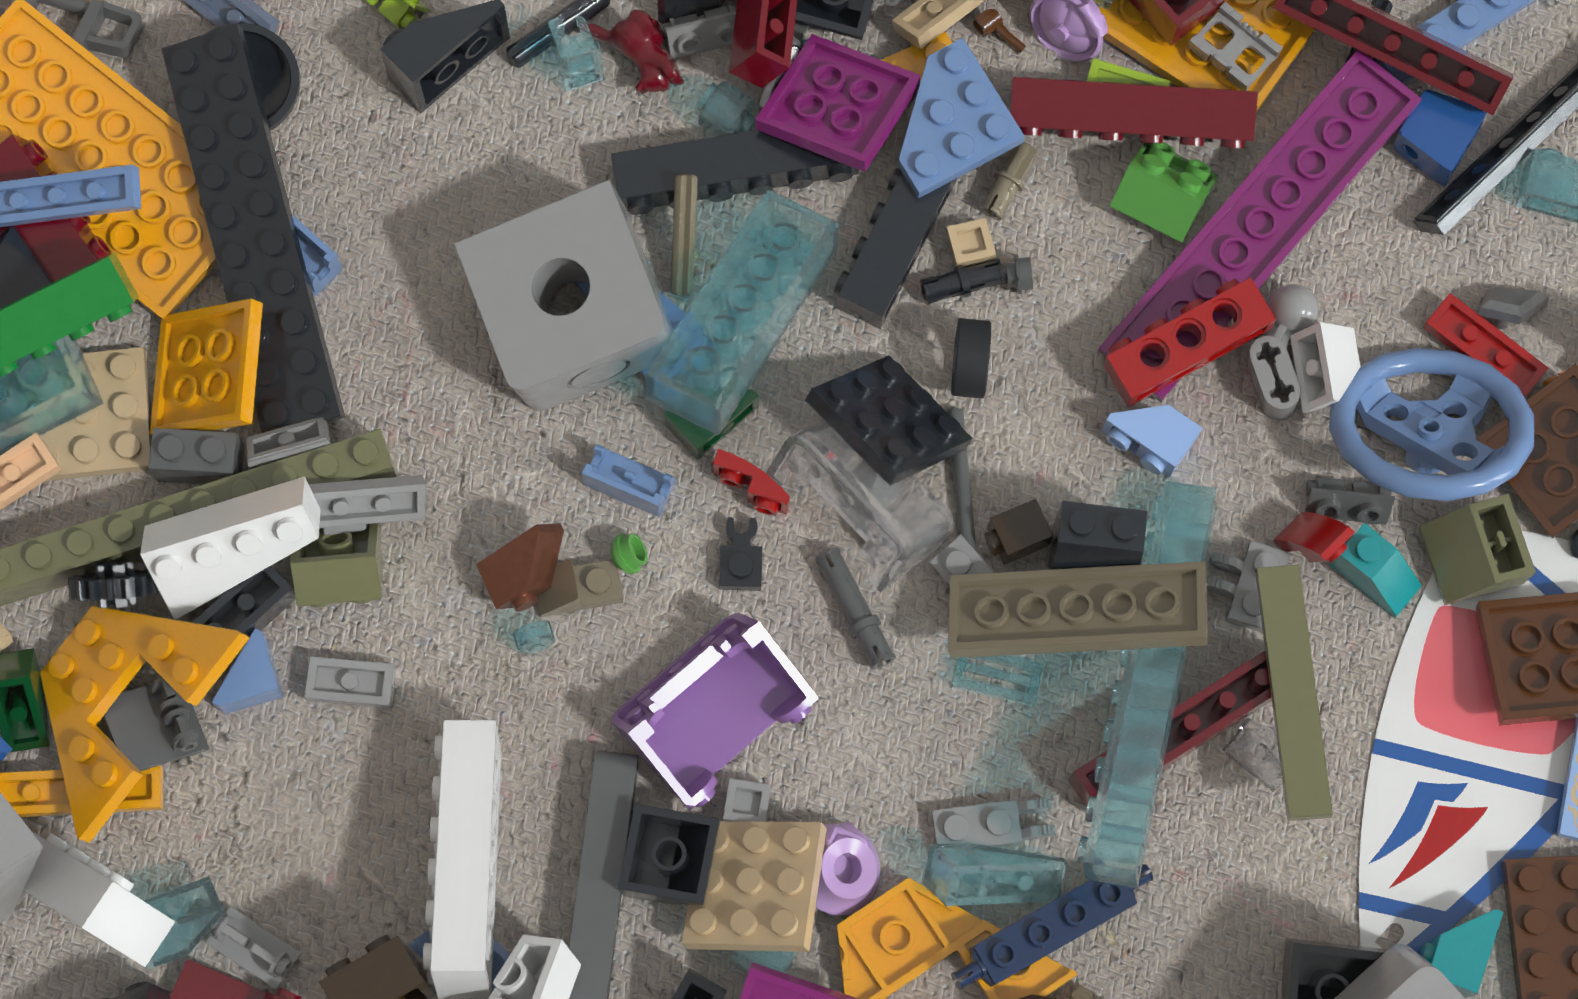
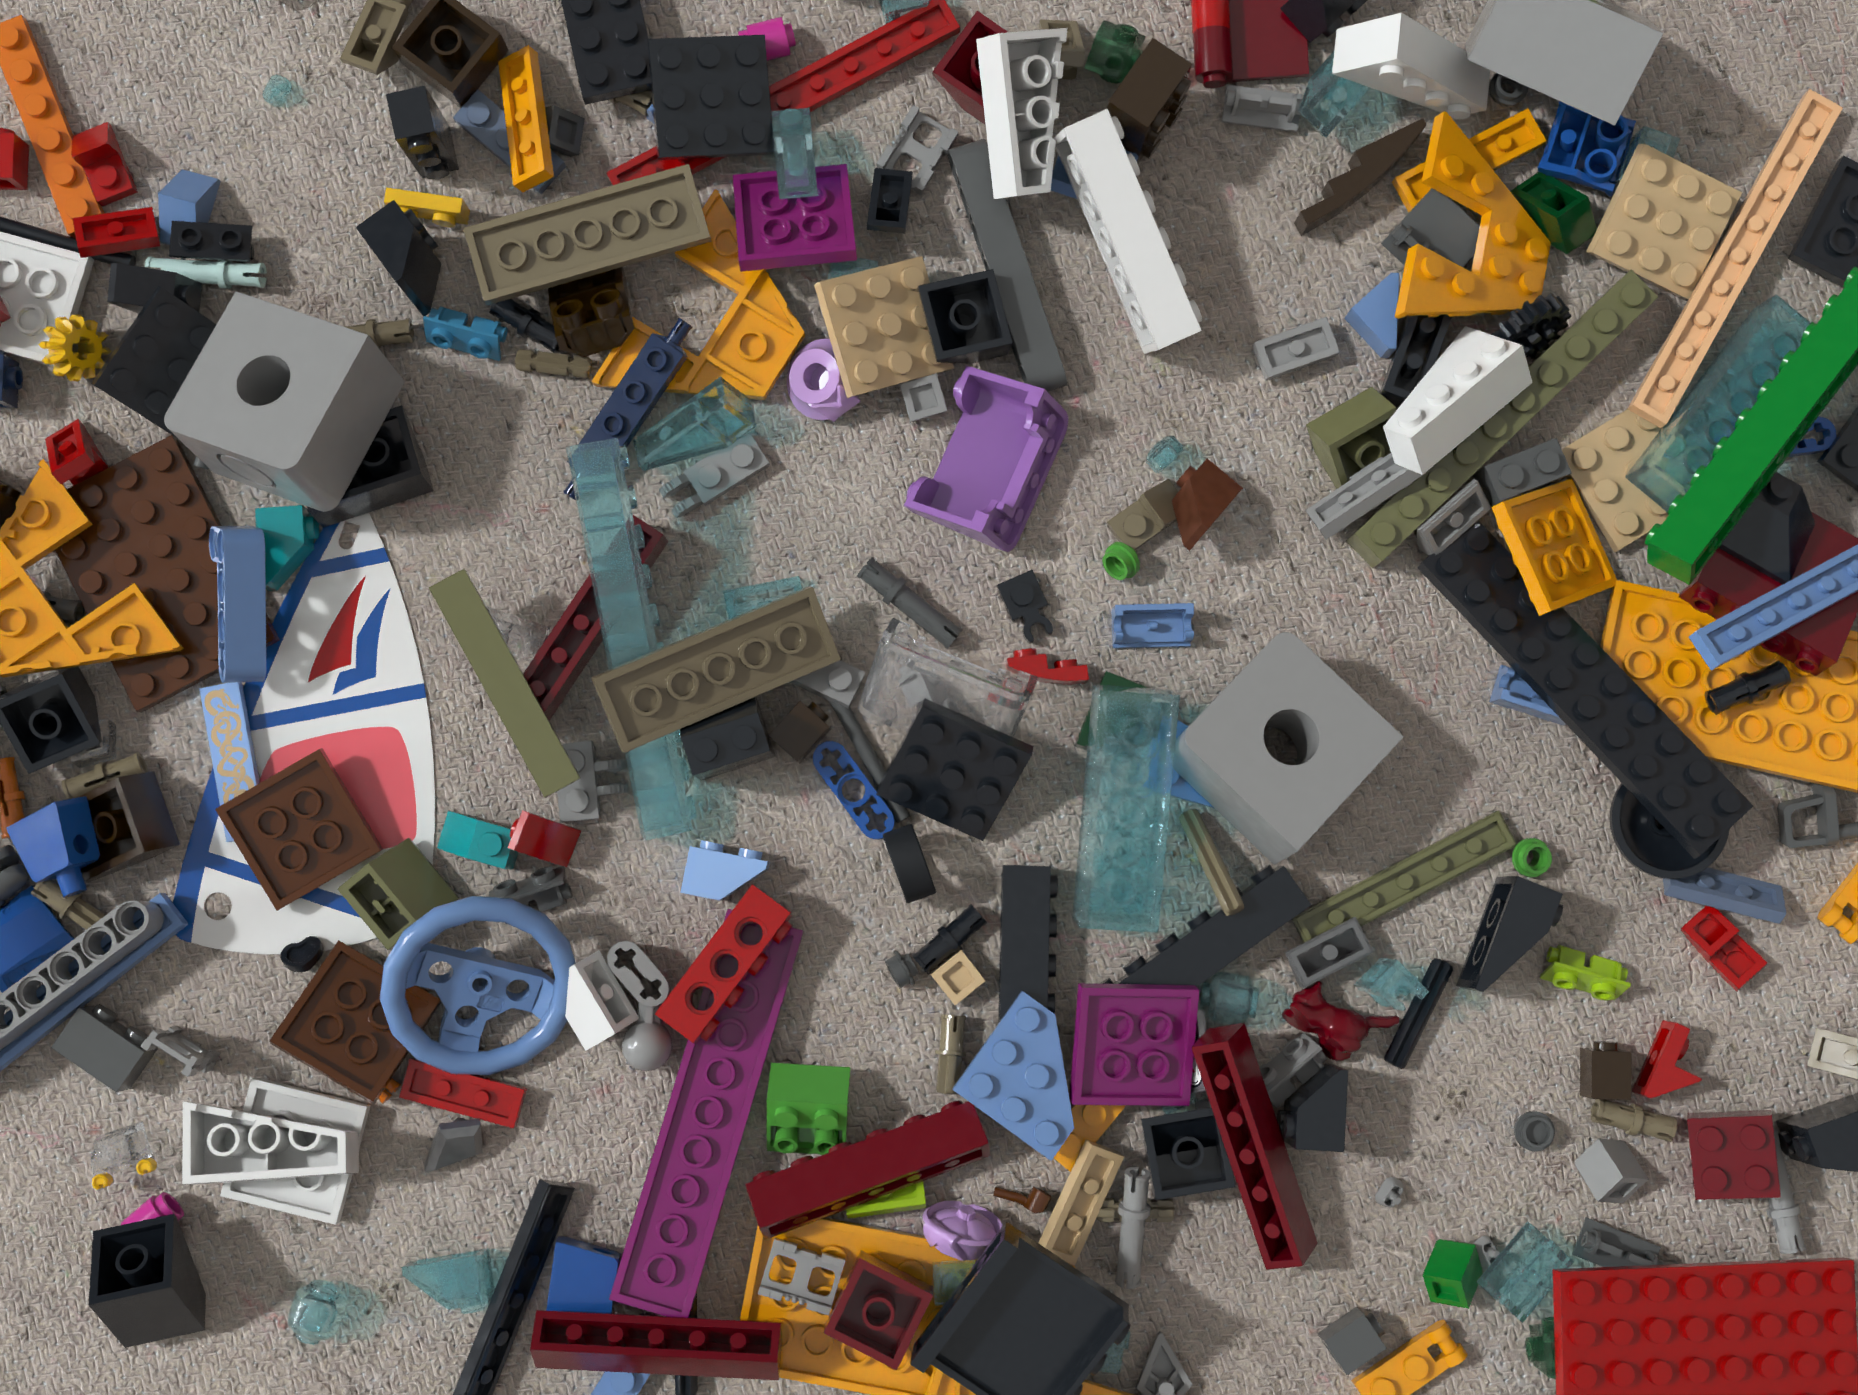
camera: 155 degrees right, 10 degrees up
(100, 156) = (1747, 687): none -> black pin
(178, 829) = (1367, 168): none -> dark brown slope
(377, 103) = (1541, 857): none -> bright green plate
(506, 145) = (1409, 877): none -> olive tile
(614, 109) = (1328, 952): none -> flat silver slope
(995, 426) = (828, 772): none -> blue beam
(1525, 902) = (241, 602): none -> medium blue beam

